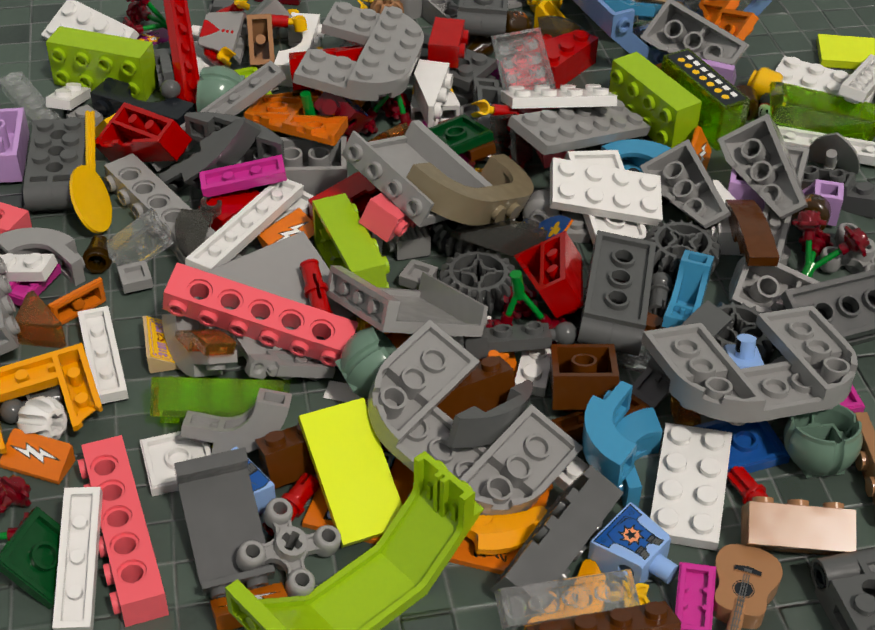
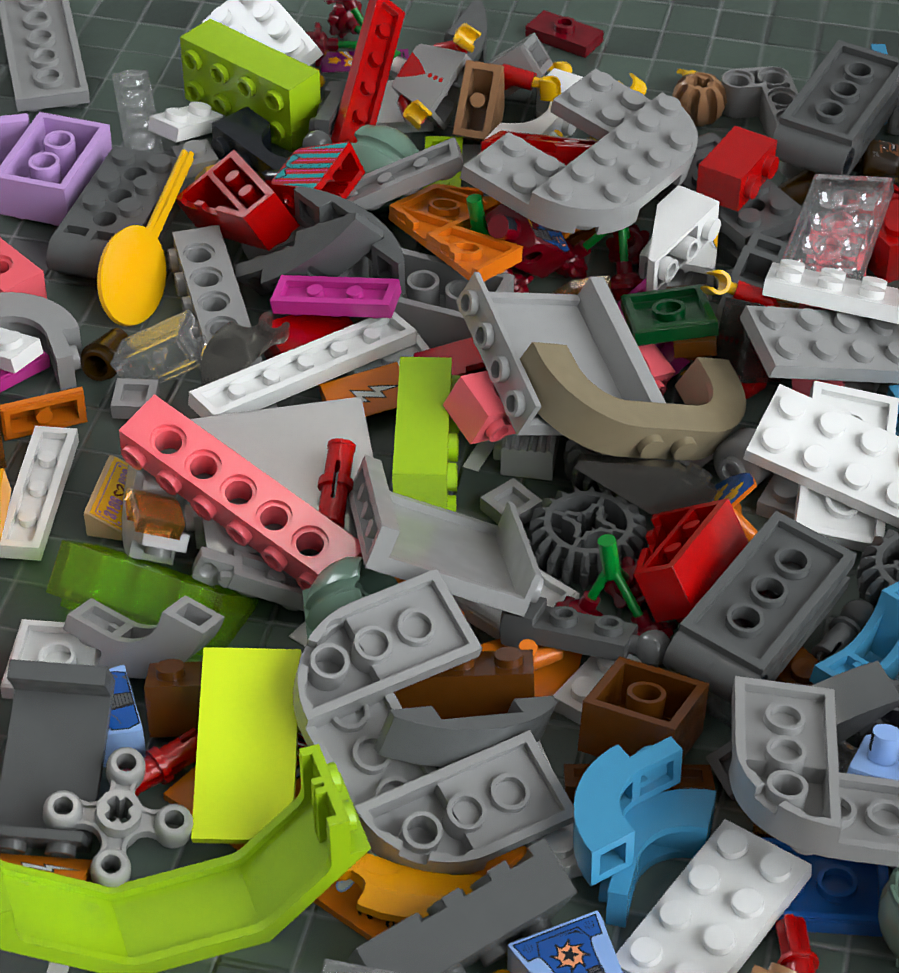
camera: 25 degrees right, 0 degrees up
(188, 98) = (322, 167): none -> red torso

